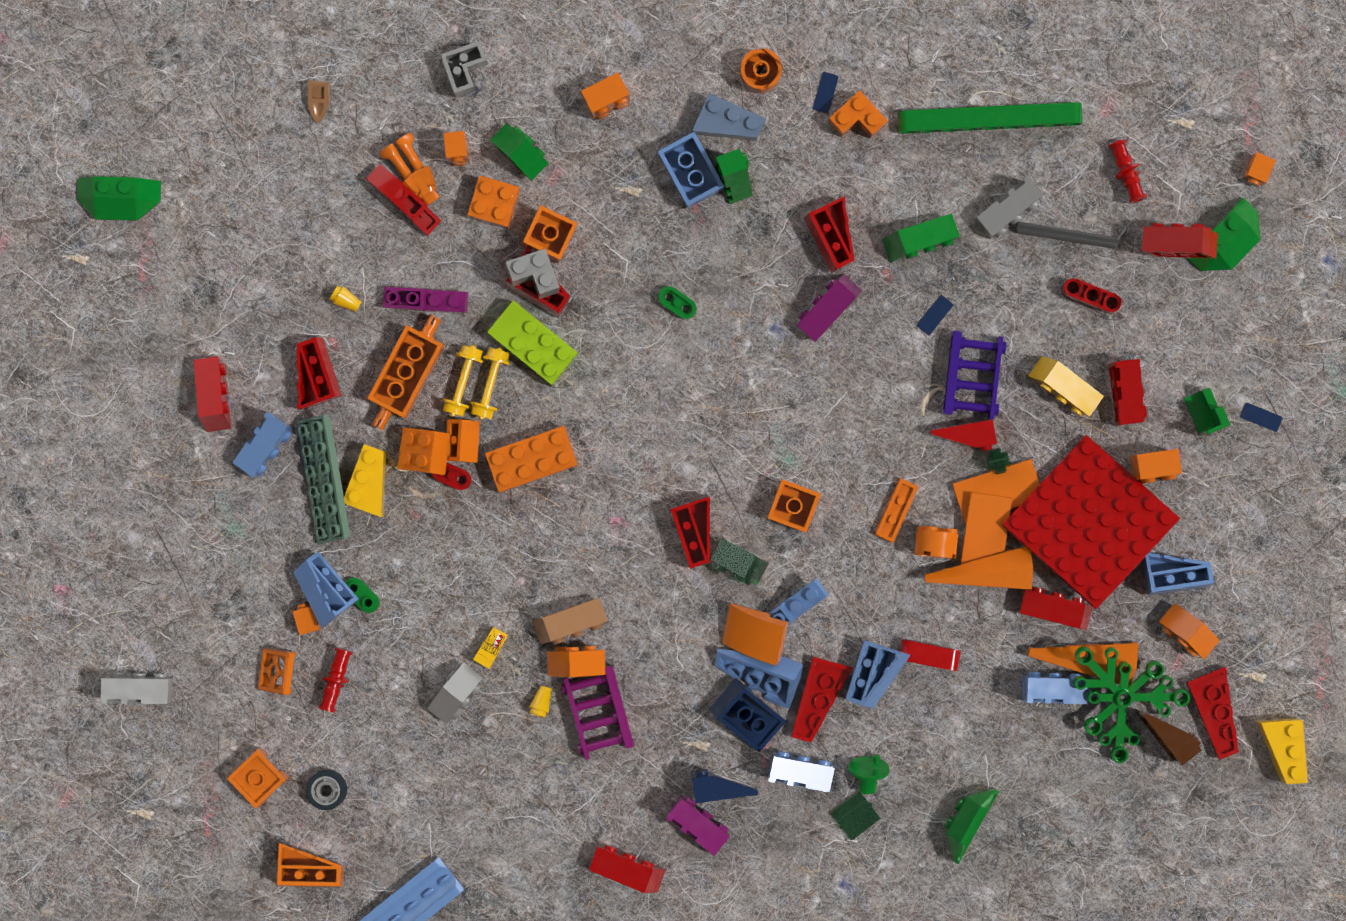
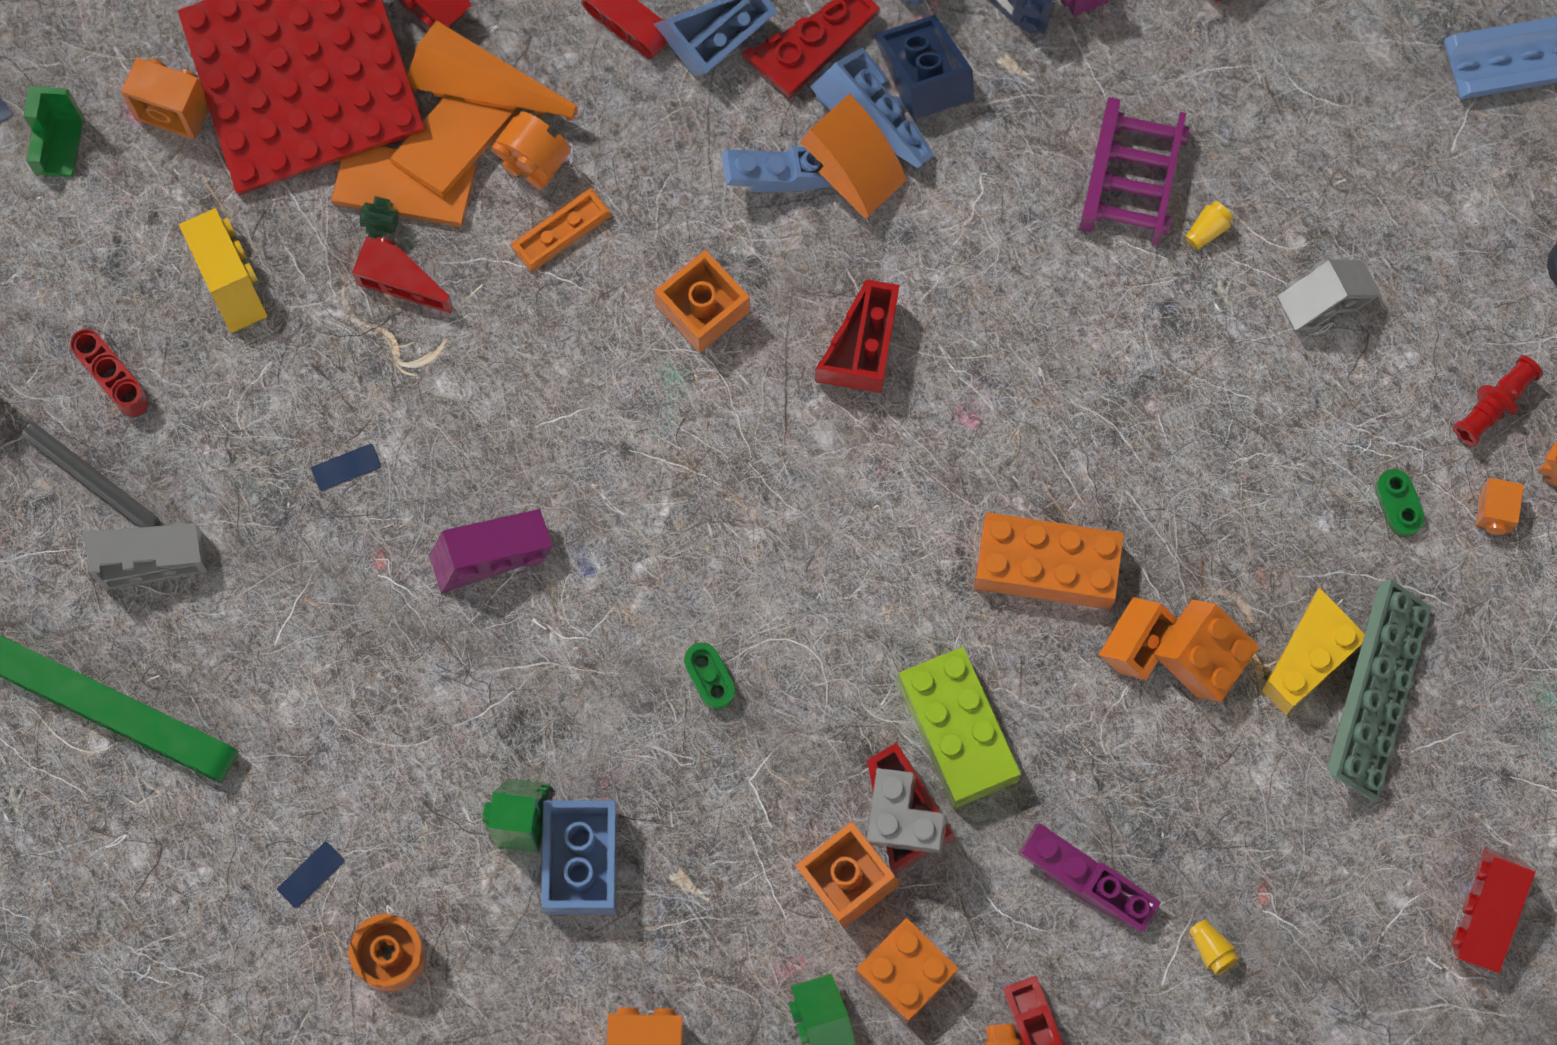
camera: 155 degrees left, 15 degrees down
(263, 445) = (1447, 789): medium blue wedge -> none
(315, 374) = (1315, 851): red wedge -> none
(324, 589) = (1455, 529): medium blue wedge -> none
(406, 372) = (1173, 783): orange brick -> none
(452, 475) = (1182, 594): red plate -> none
(469, 354) = (1123, 696): yellow piece -> none
(490, 648) = (1246, 332): yellow leg -> none
(497, 357) = (1083, 670): yellow piece -> none
(570, 622) = (1111, 306): medium nougat wedge -> none
(575, 663) = (1135, 243): orange brick -> none
(727, 120) = (482, 905): sand blue wedge -> none
(743, 564) = (825, 262): clear green brick -> none
(832, 234) = (425, 651): red wedge -> none
(858, 111) = (284, 815): orange brick -> none
(921, 237) = (299, 576): green wedge -> none
(957, 363) = (356, 380): dark purple fence -> none
(1127, 392) = (142, 217): red wedge -> none

